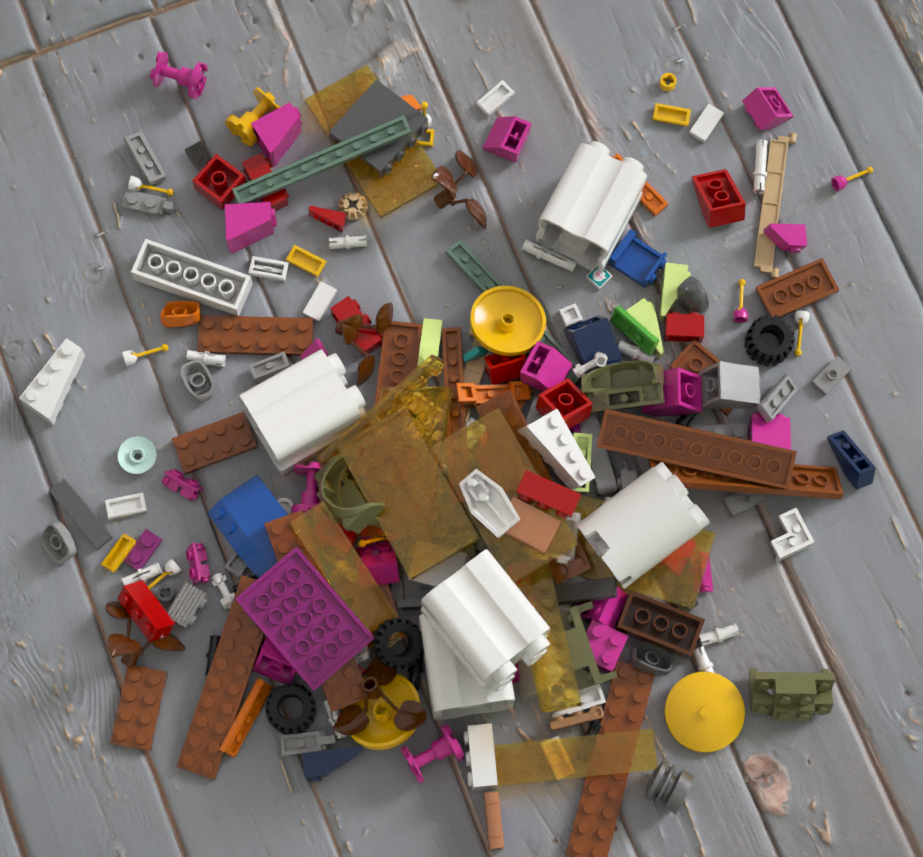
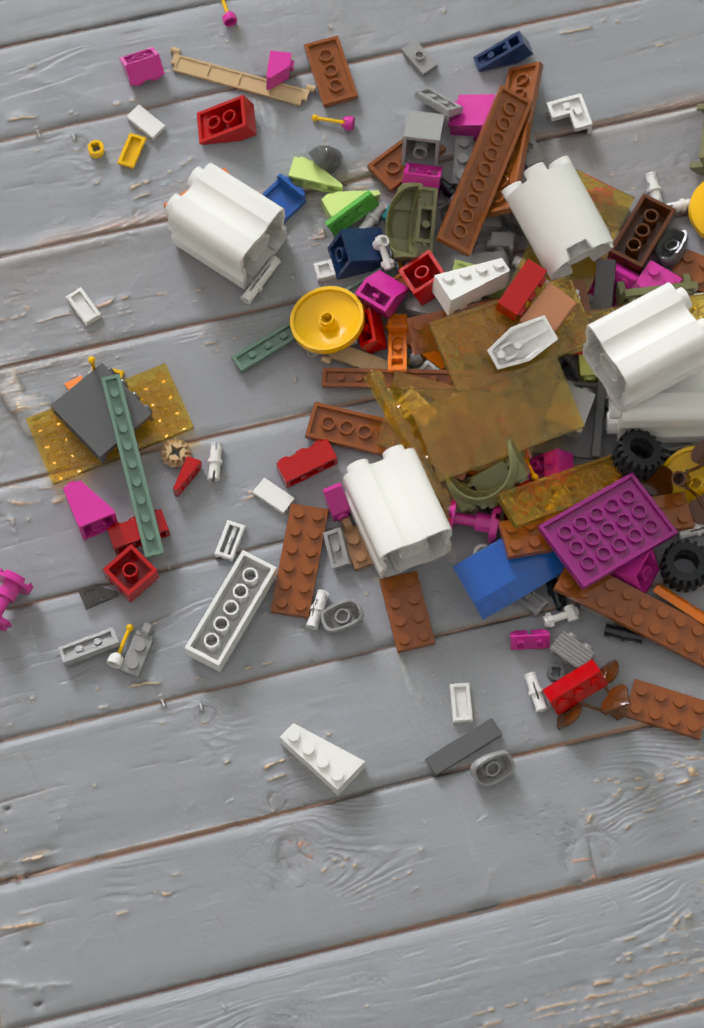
camera: 75 degrees left, 5 degrees down
(118, 553) = (509, 712): yellow tile -> none
(130, 356) = (305, 682): hinge -> none
(130, 449) = (411, 675): light aqua dish -> none
(143, 550) = (508, 690): magenta plate -> none
(171, 569) = (531, 664): white hinge -> none
(176, 479) = (450, 639): dark pink hinge -> none
(180, 314) = (267, 627): orange piece -> none
(242, 125) = (74, 541): yellow piece -> none
(248, 224) = (182, 550): dark pink slope -> none
(306, 260) = (228, 503): yellow tile -> none
(349, 330) = (315, 463): reddish brown plant -> none
(430, 339) = (337, 396): yellowish green slope -> none
(445, 179) = (183, 361): reddish brown plant -> none
(475, 353) = (352, 352): teal tile -> none
(508, 137) = (130, 297): dark pink slope -> none
(598, 279) = (290, 241): tile -> none
(684, 327) = (354, 171): red brick -> none
(760, 167) = (205, 83): white pin -> none
(776, 327) = (379, 113): black tyre -> none
(801, 319) = (360, 73): hinge -> none

